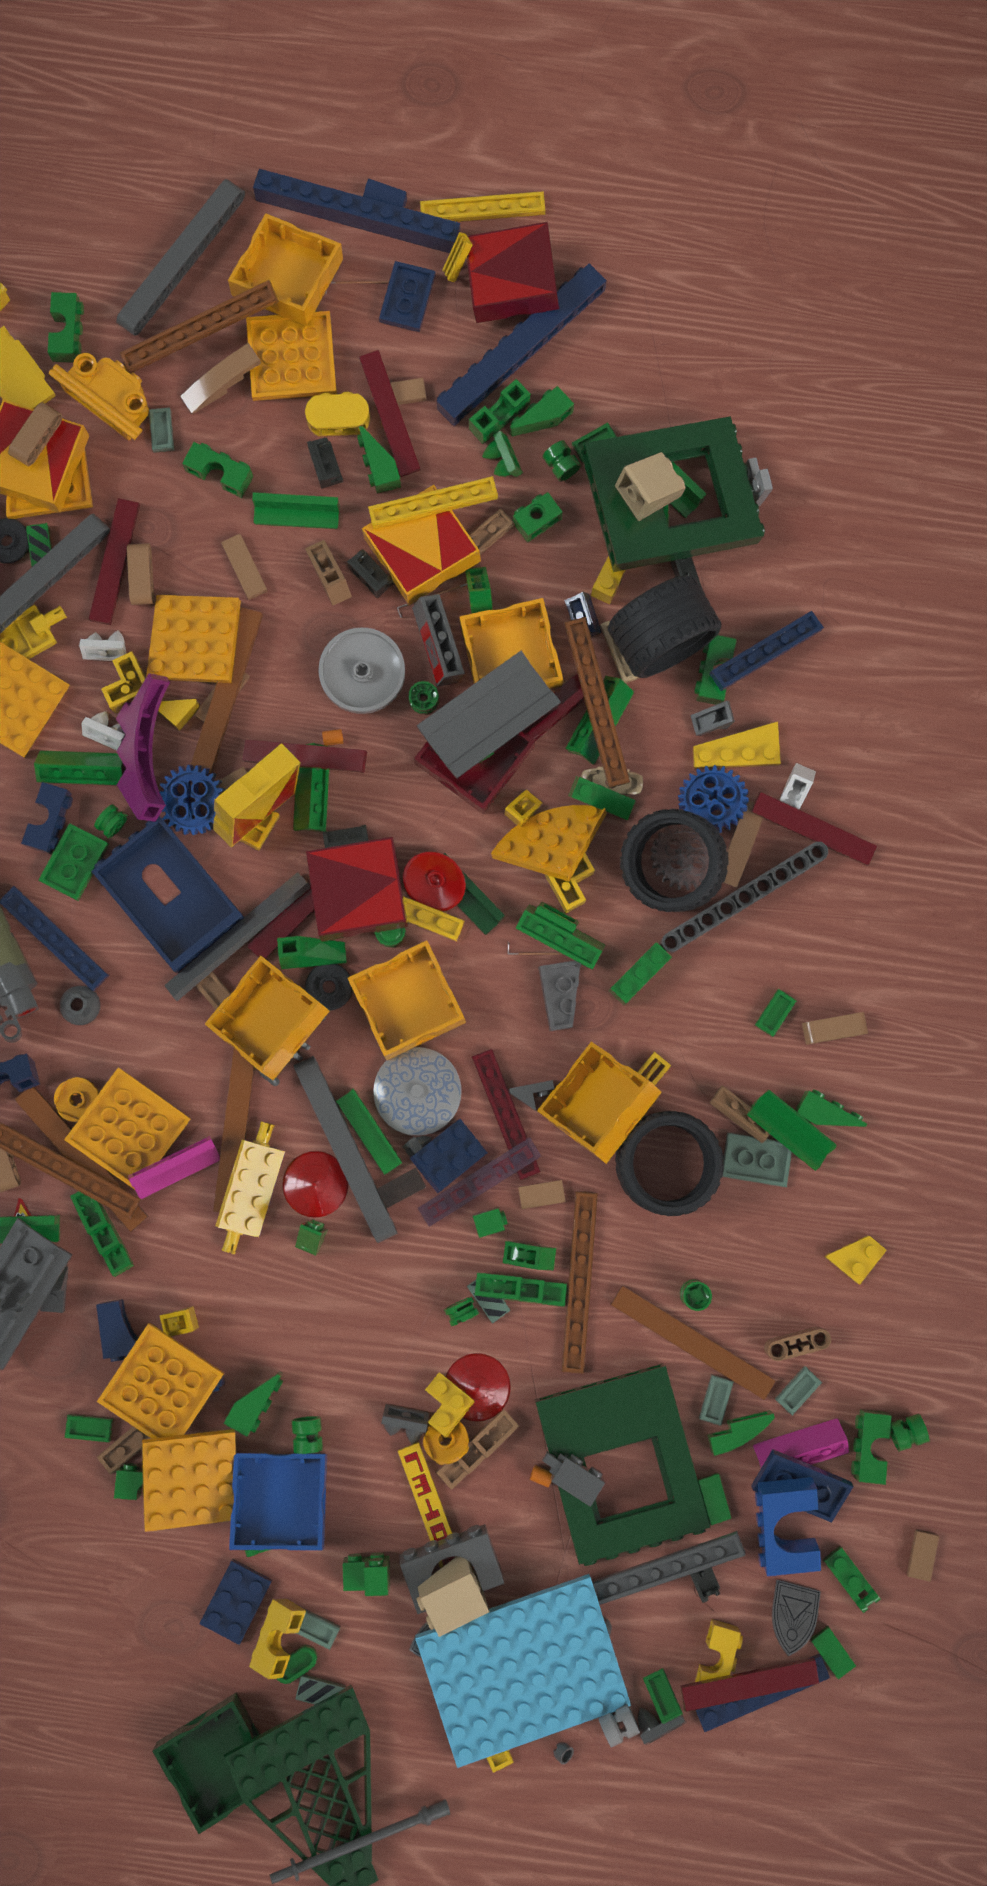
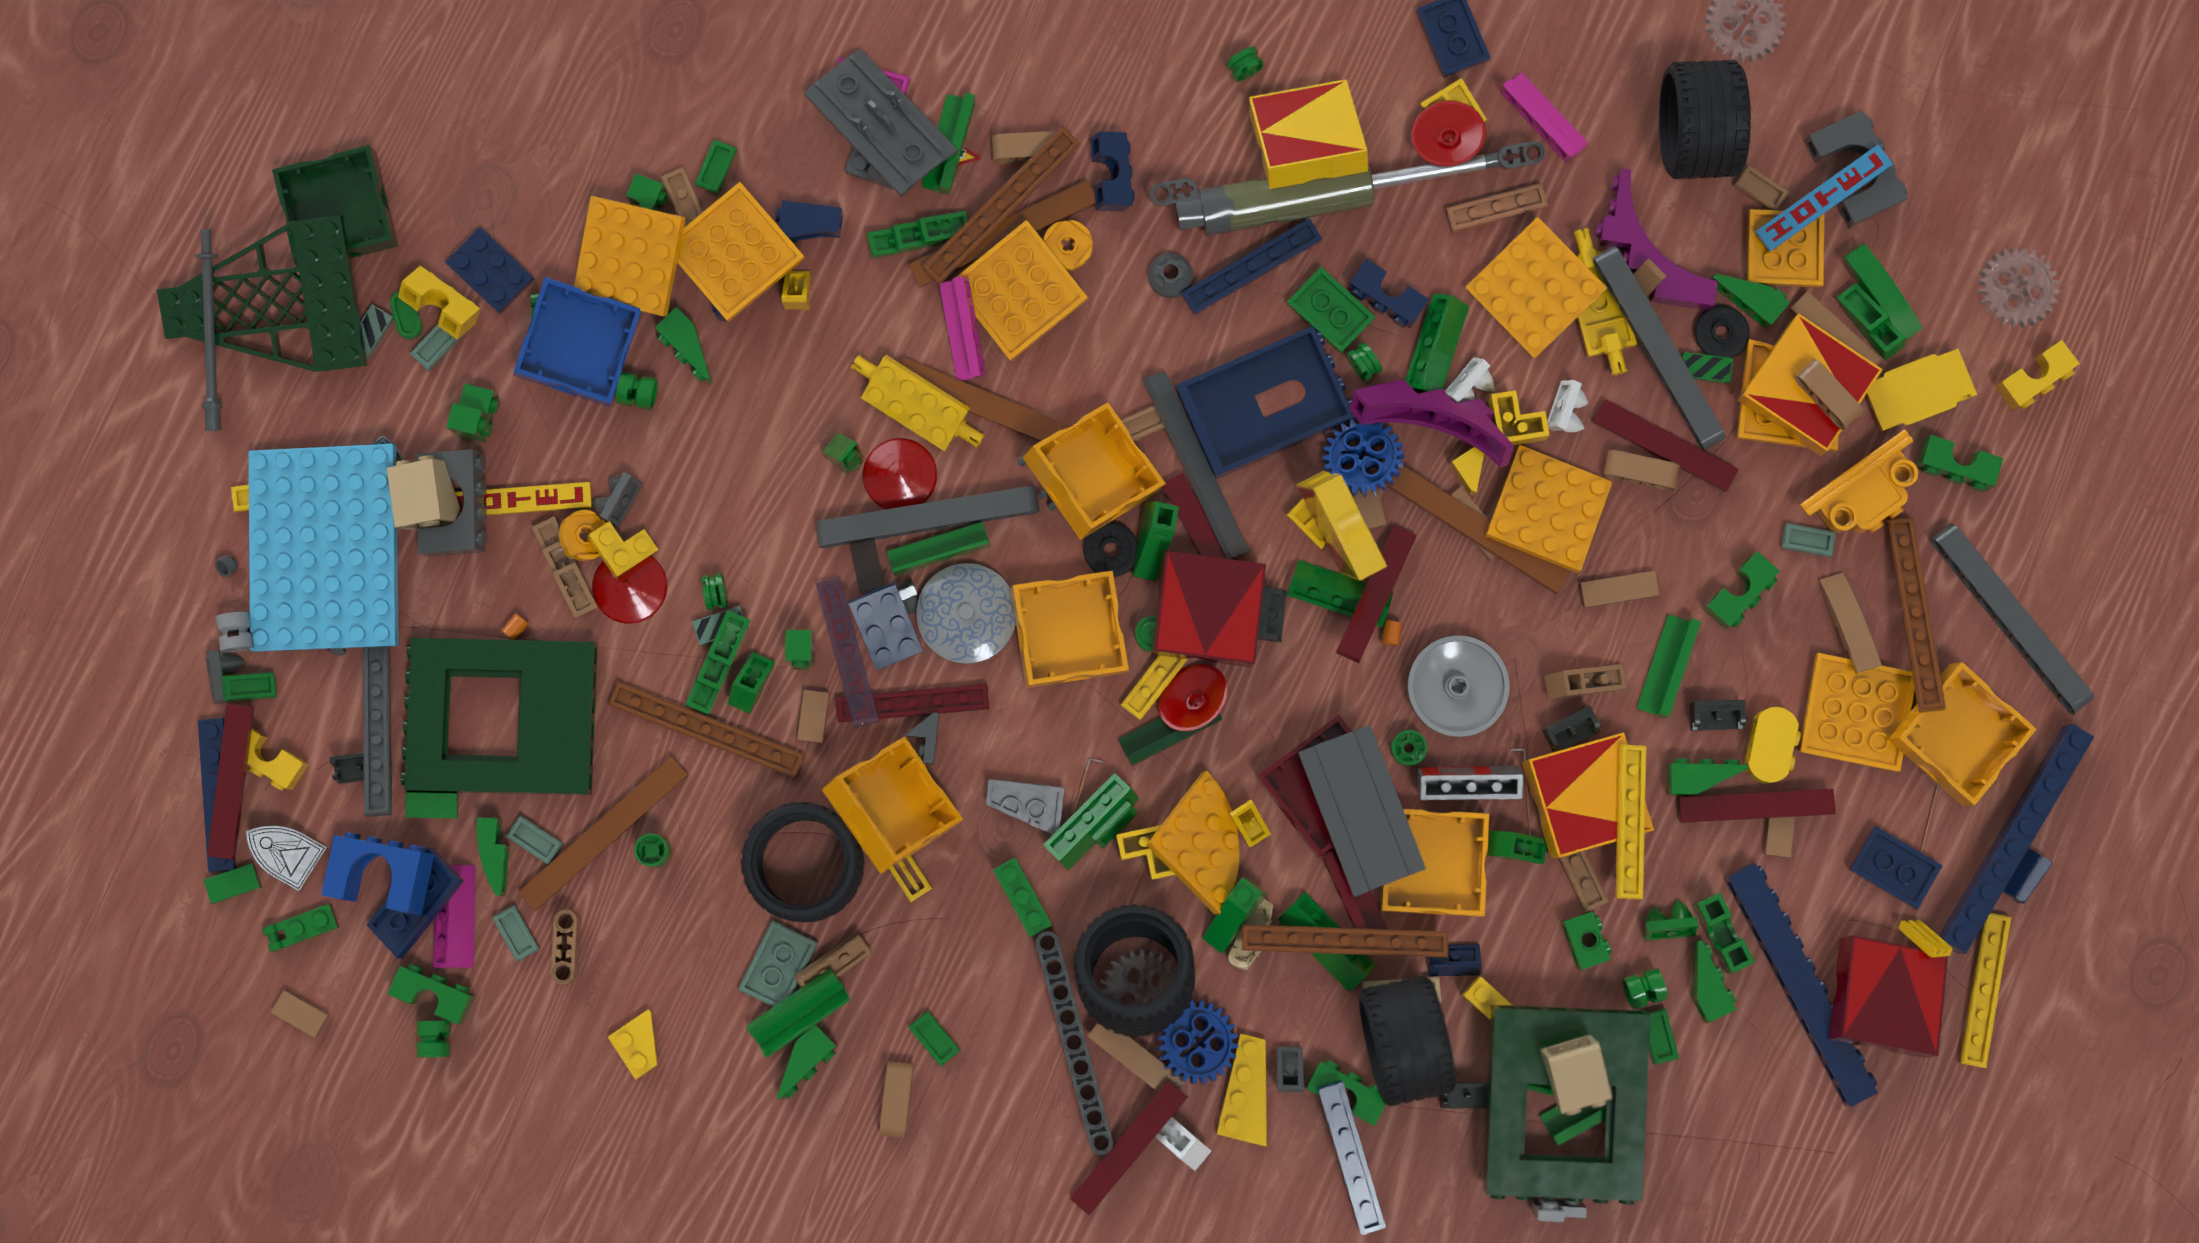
camera: 110 degrees right, 0 degrees up
(575, 1477) = (502, 659): dark grey hinge -> none

